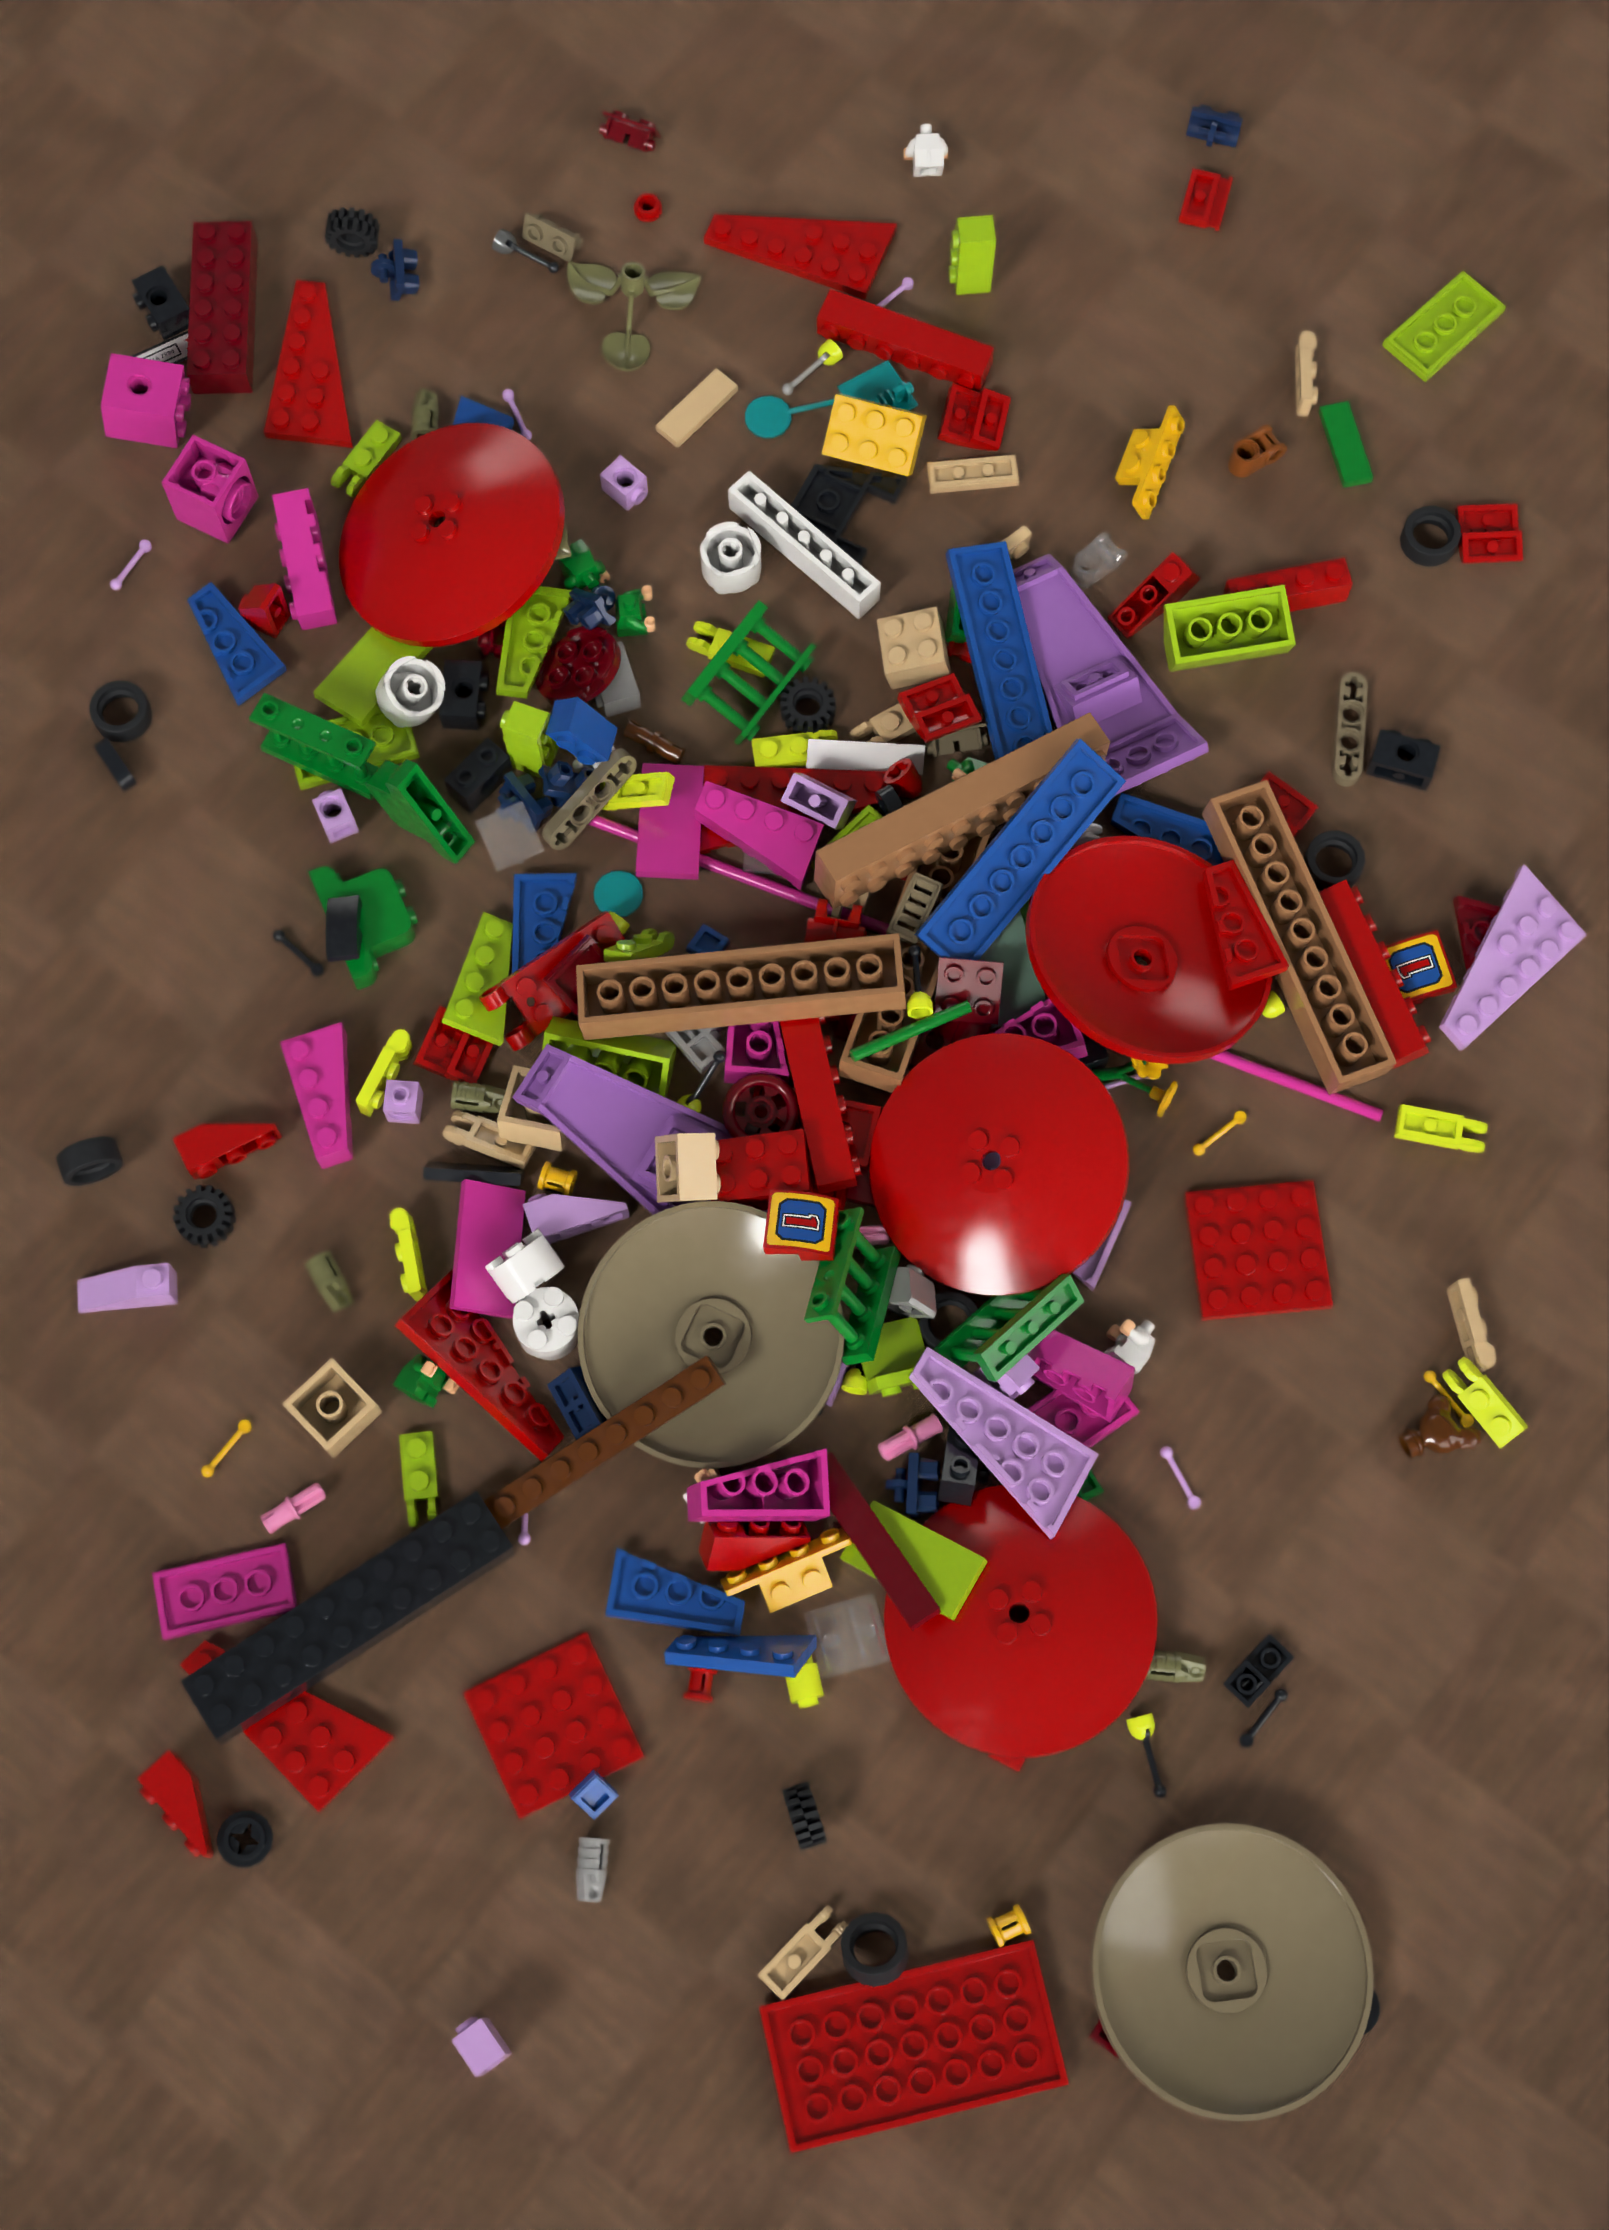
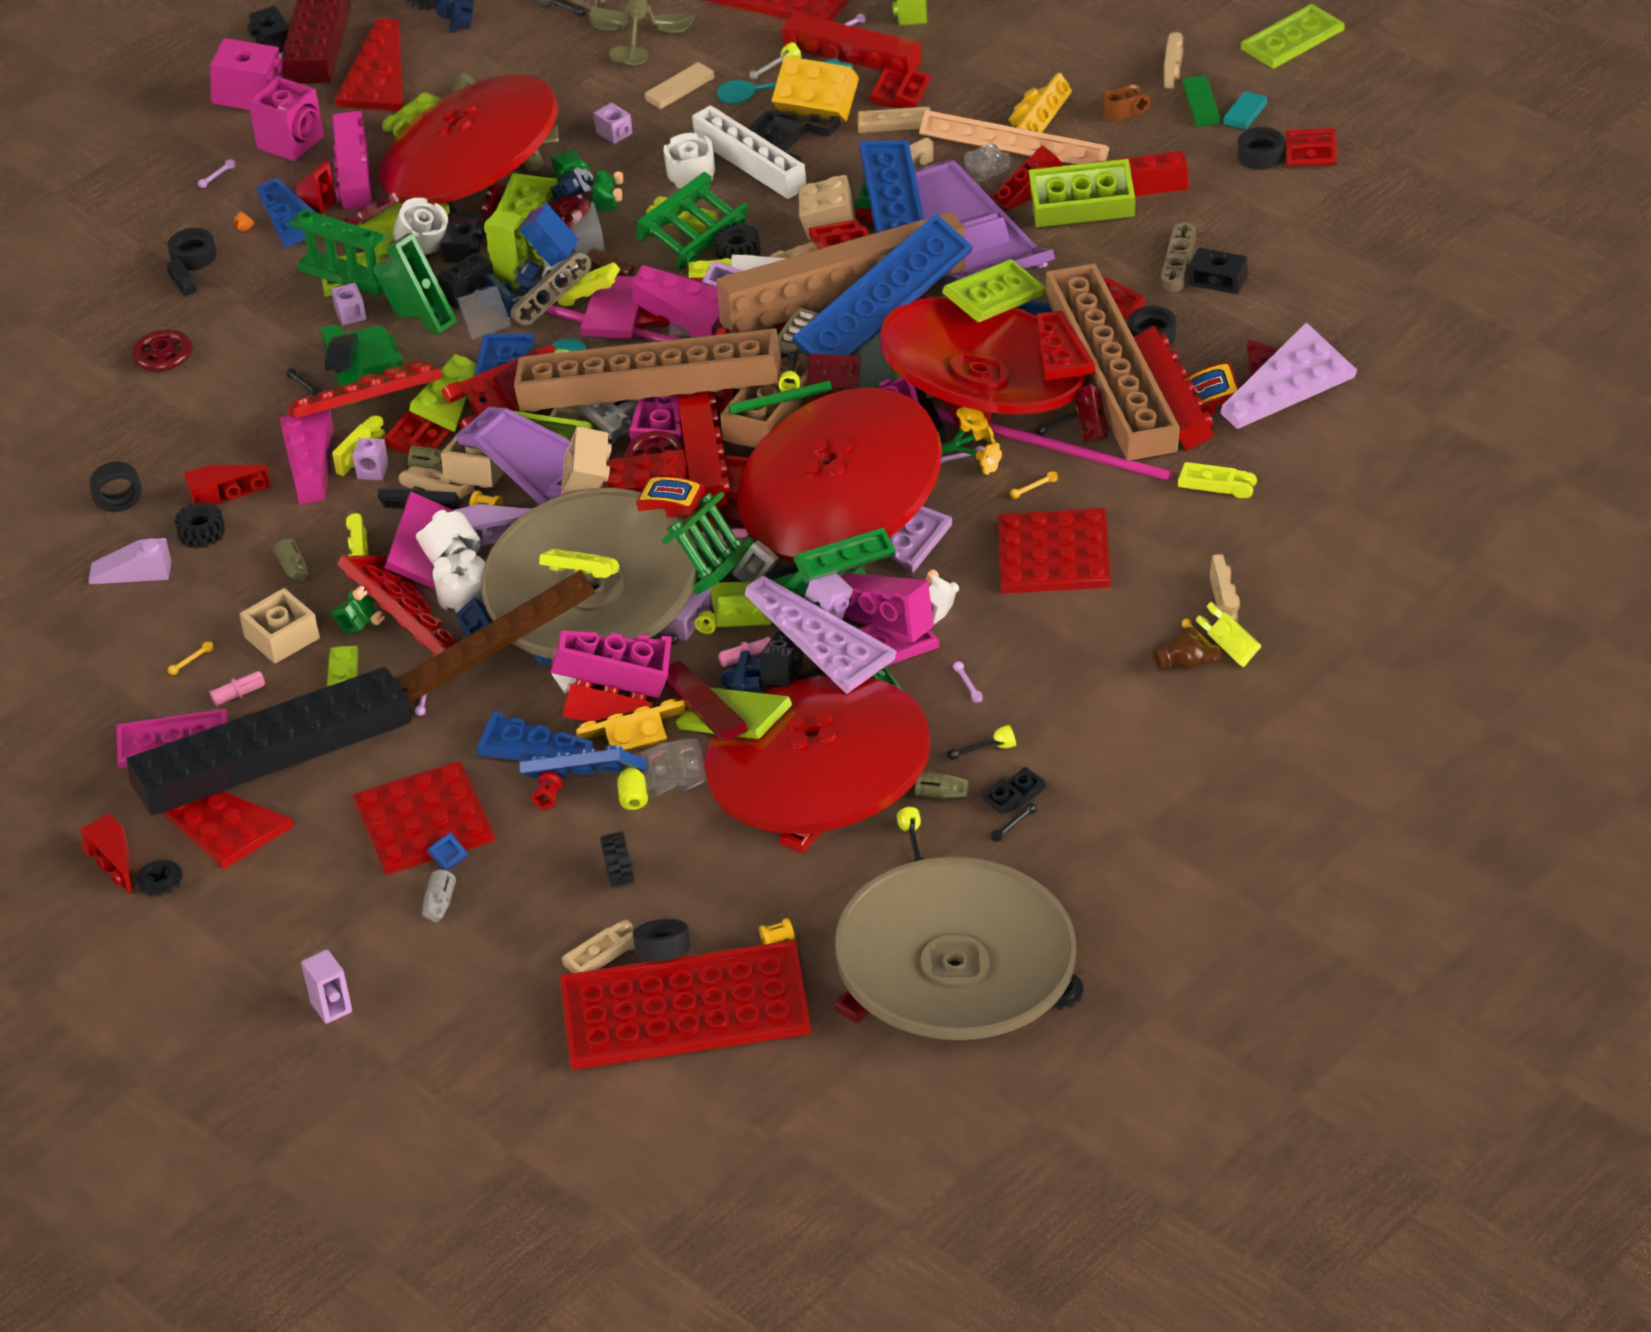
camera: 10 degrees right, 30 degrees down
(92, 879) = (161, 349): none -> dark red plate
(179, 658) = (242, 222): none -> orange hinge
(336, 648) = (371, 209): none -> dark red wing
(406, 977) = (365, 388): none -> red wing
(700, 1334) = (588, 563): none -> neon yellow hinge
(1127, 520) = (1009, 139): none -> light nougat plate
(1148, 826) = (994, 290): none -> lime tile
(1236, 1582) = (1002, 738): none -> hinge
(1281, 1030) = (1088, 404): none -> dark red hinge
(1401, 462) = (1245, 110): none -> teal tile

